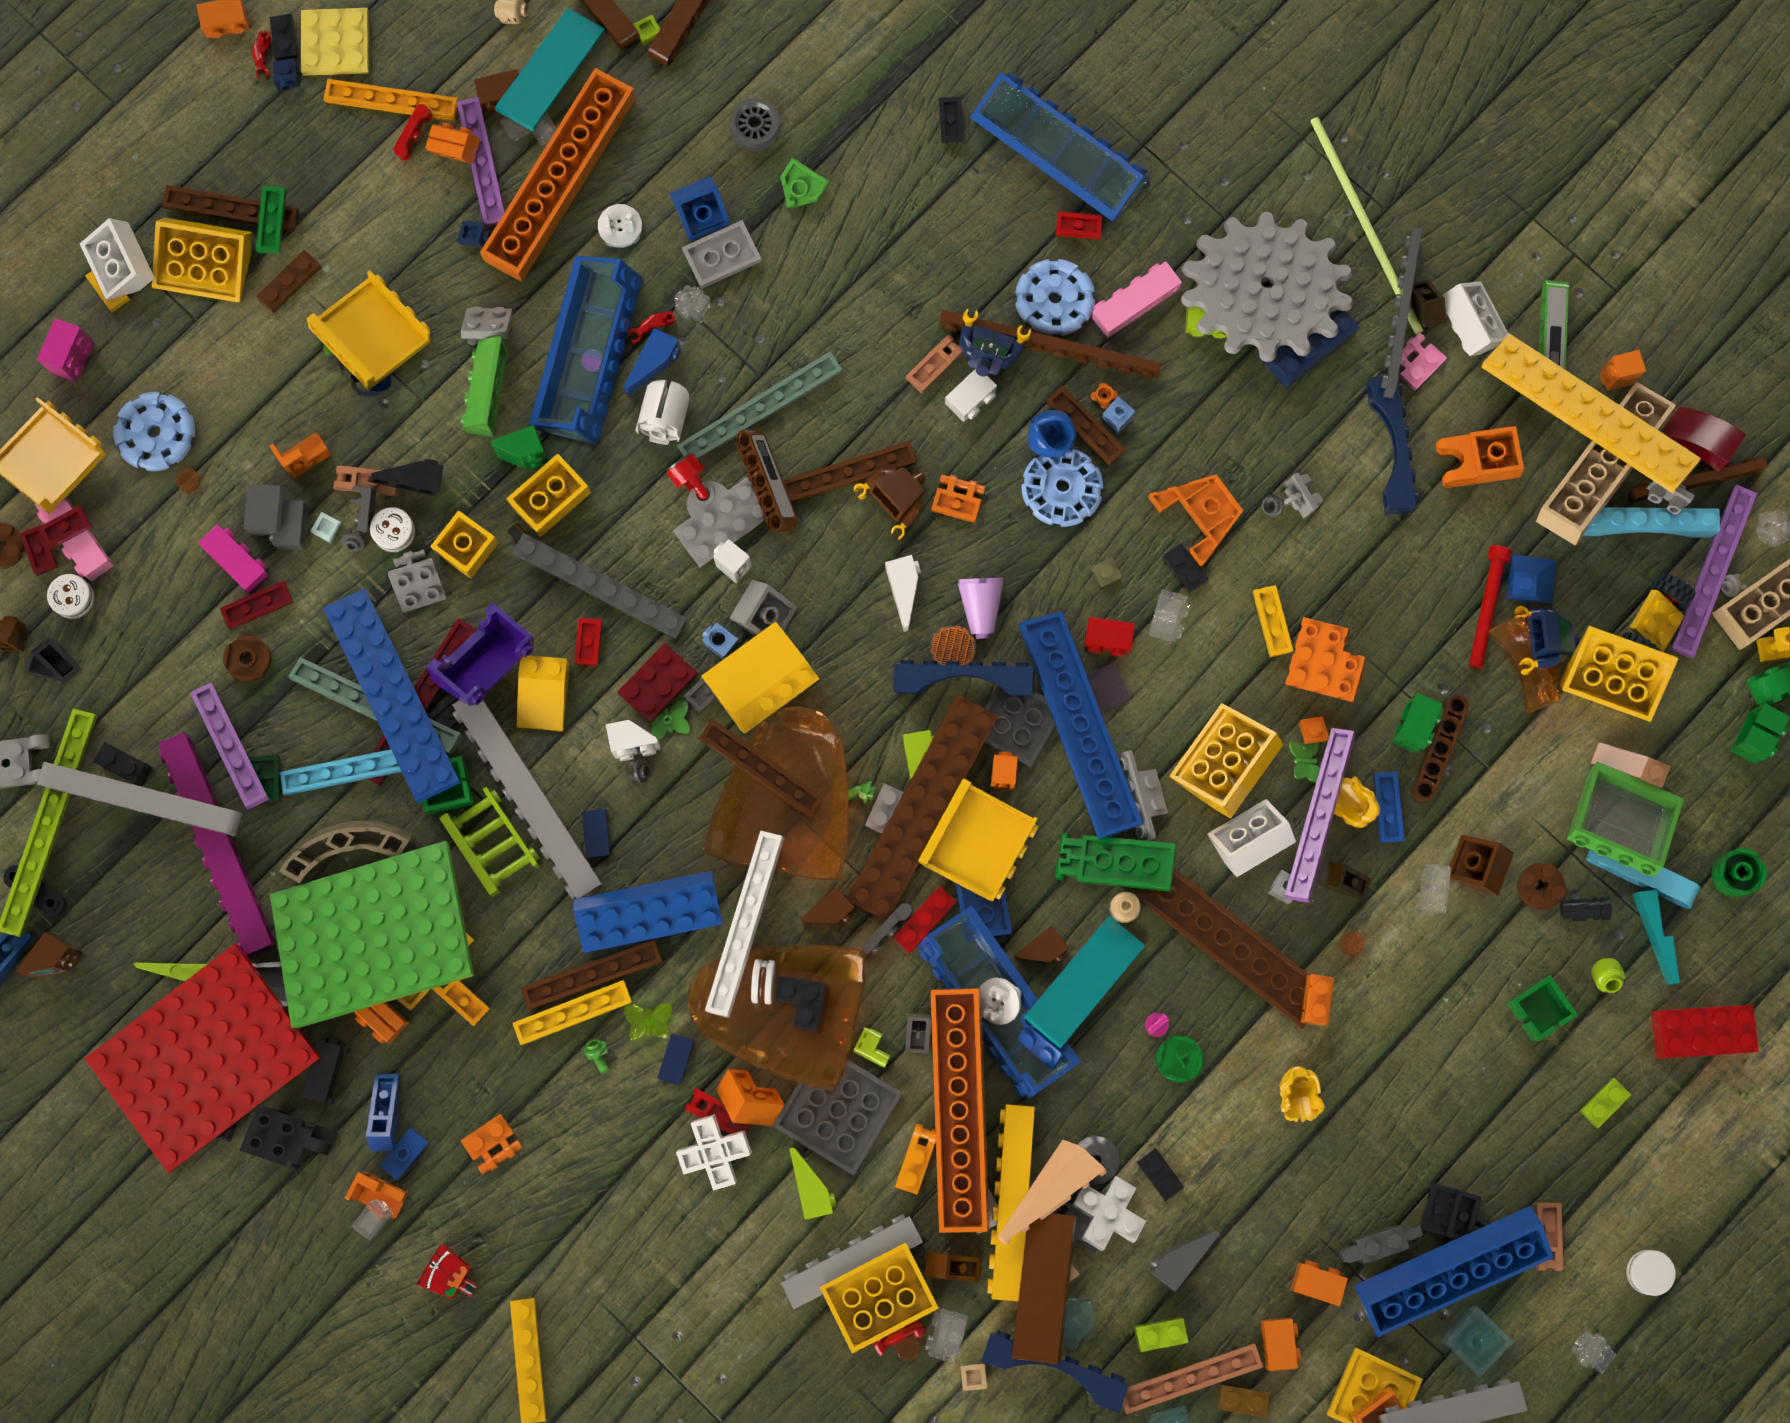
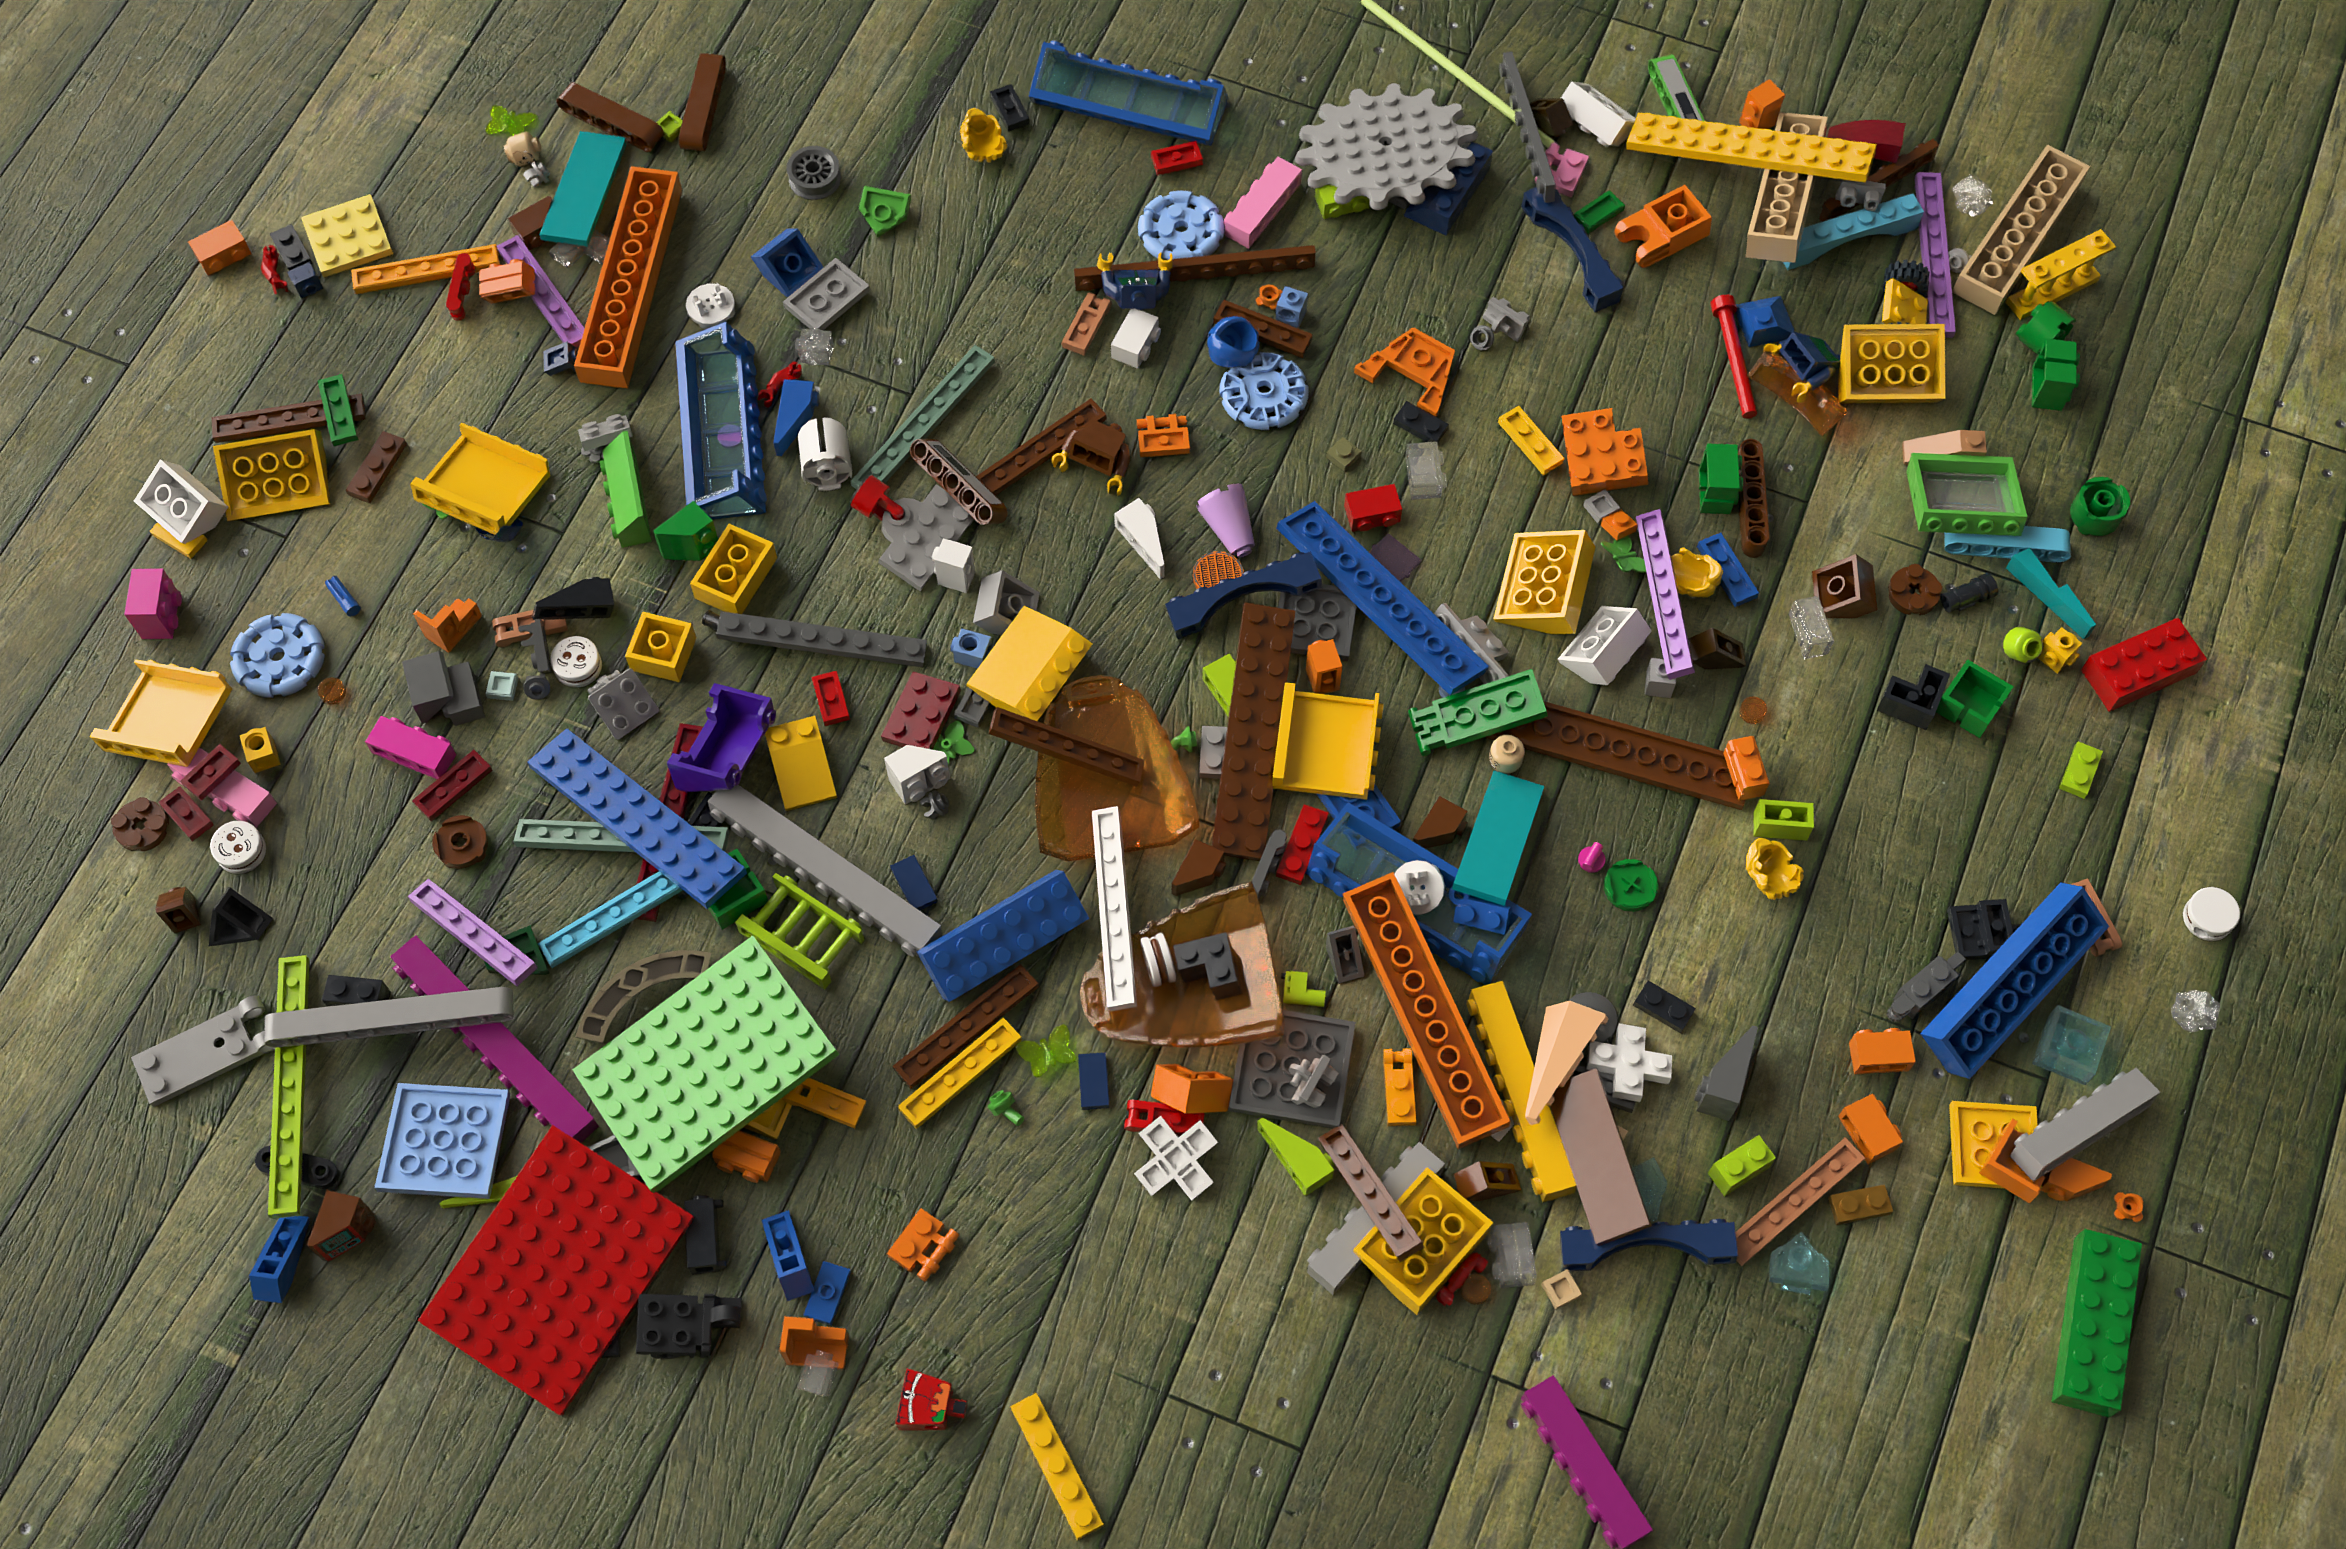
camera: 20 degrees left, 15 degrees down
(115, 523) = (264, 757): none -> yellow brick
(151, 914) = (443, 1141): none -> light blue plate
(223, 396) = (343, 597): none -> blue piece
(516, 39) = (537, 174): none -> light grey plate
(842, 1130) = (1318, 1071): none -> light grey hips
(852, 1246) = (1371, 1193): none -> plate
(913, 144) = (982, 136): none -> yellow hair
(1306, 707) = (1601, 506): none -> light grey plate
(1329, 1055) = (1783, 819): none -> lime brick
(1432, 416) = (1599, 211): none -> green tile
(1490, 993) = (1914, 702): none -> black brick
(1631, 994) = (2060, 650): none -> yellow brick

